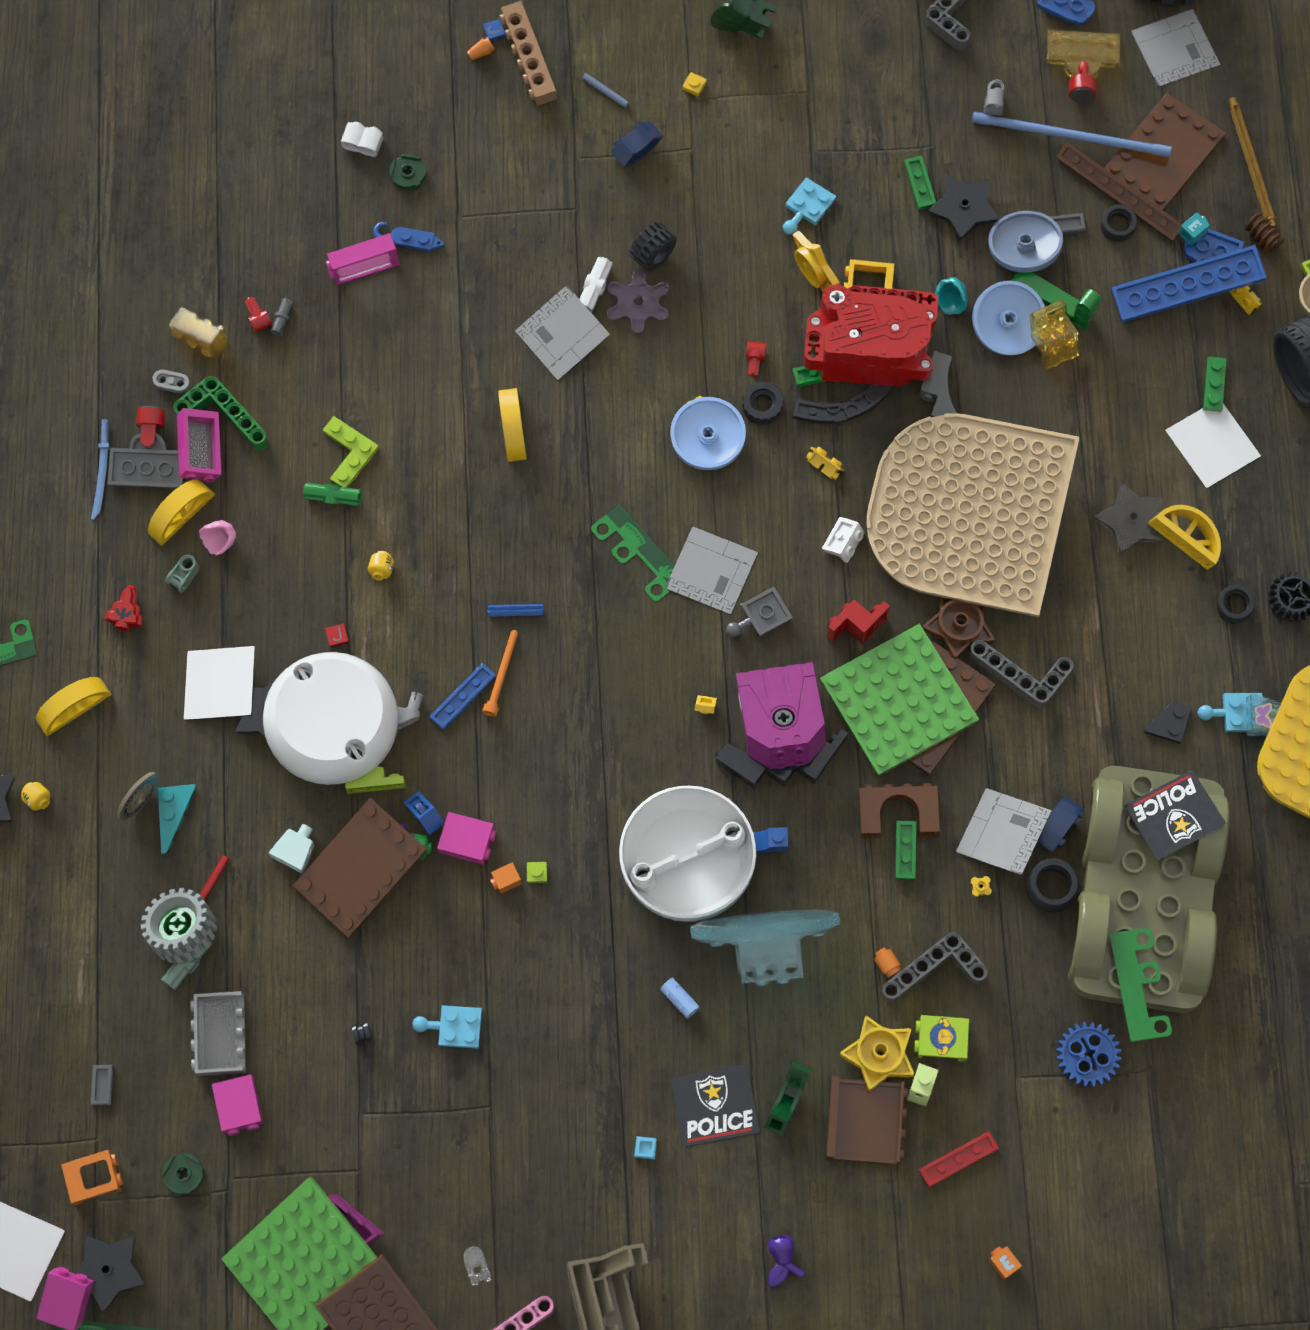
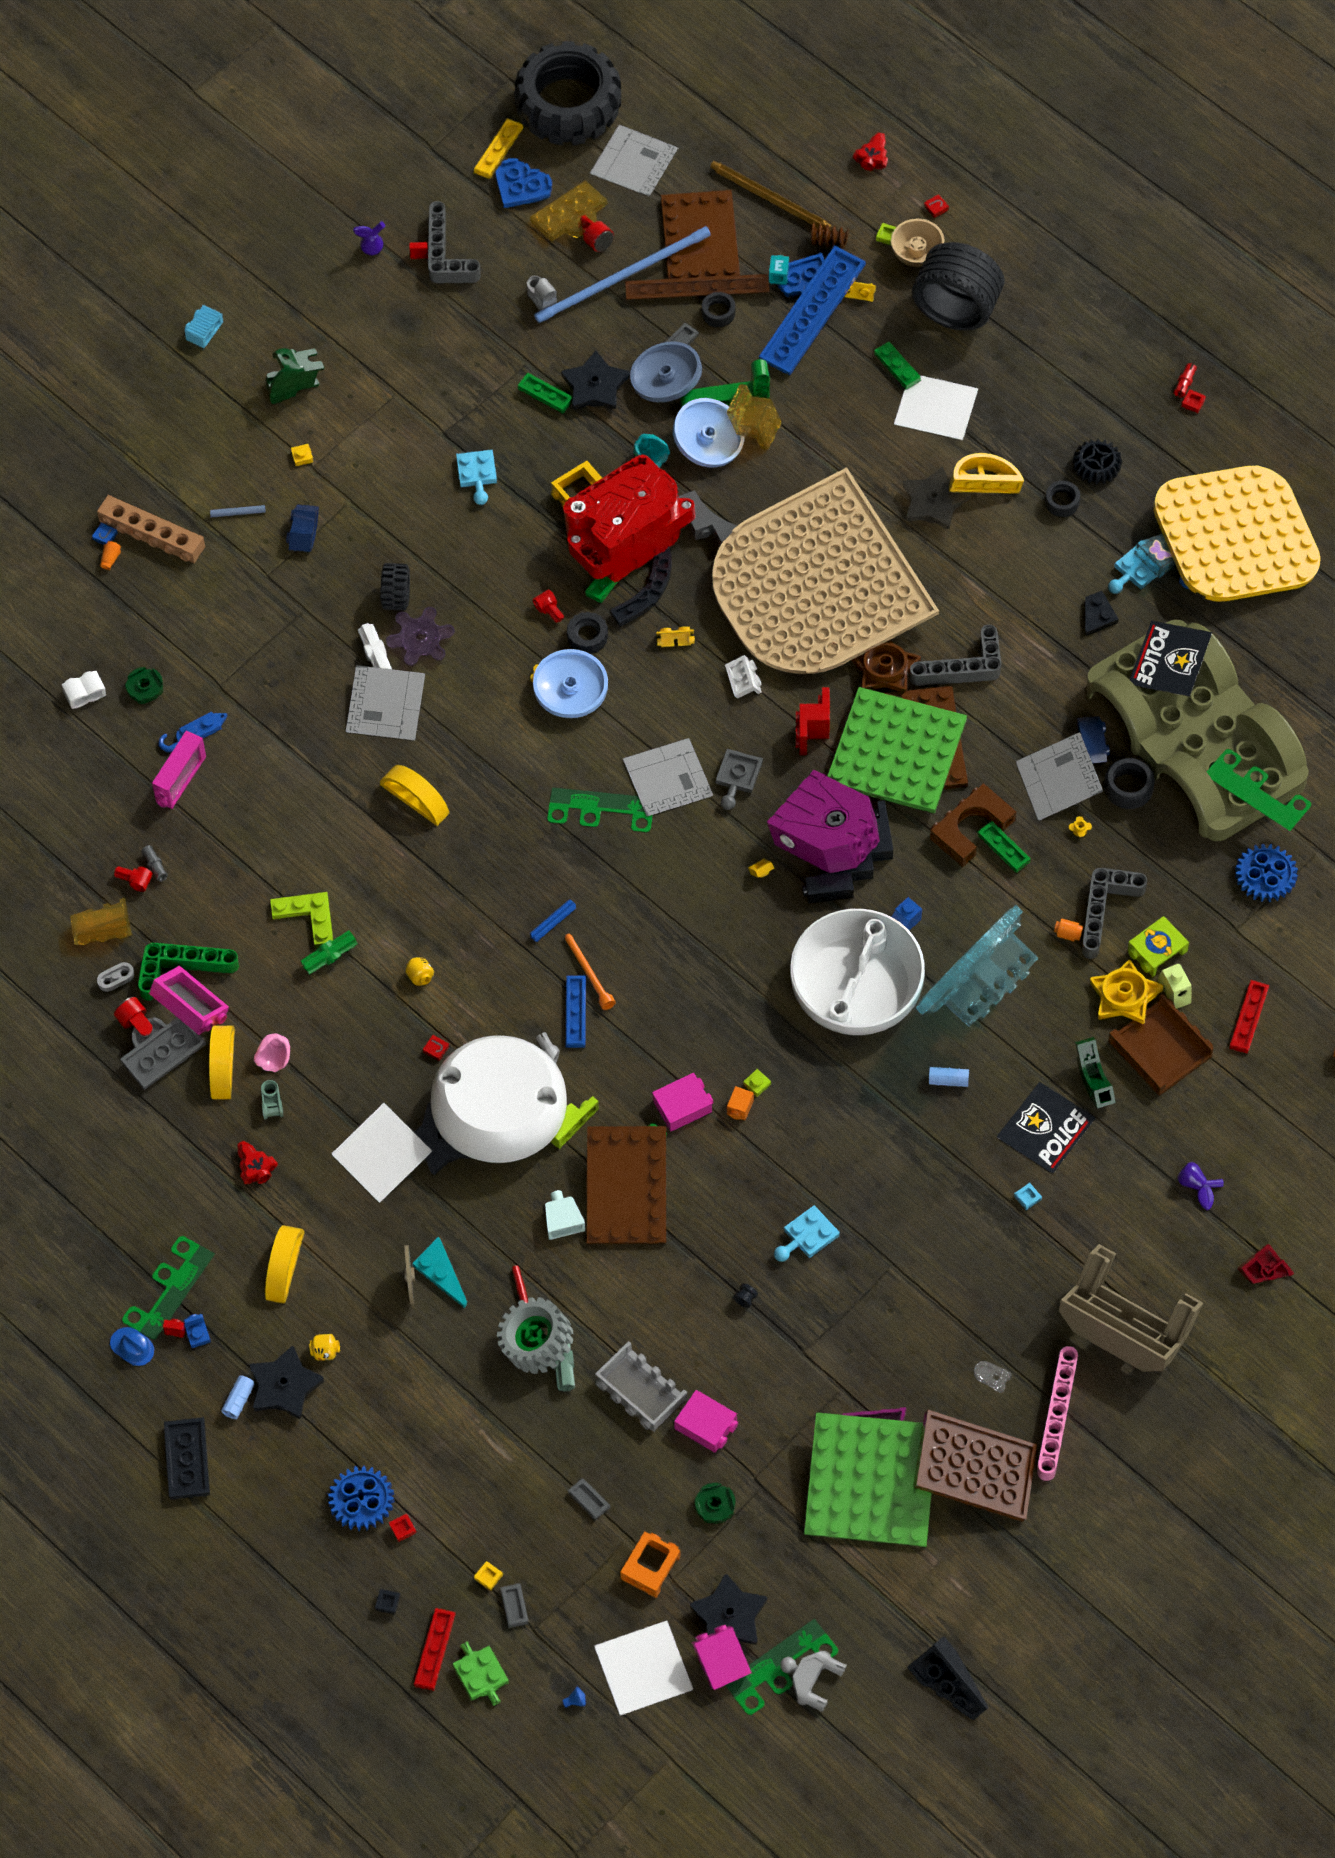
camera: 45 degrees left, 10 degrees down
(104, 447) = (111, 1065): medium blue sword -> none
(424, 813) = (633, 1109): blue arch -> none
(813, 263) = (531, 503): yellow plate -> none

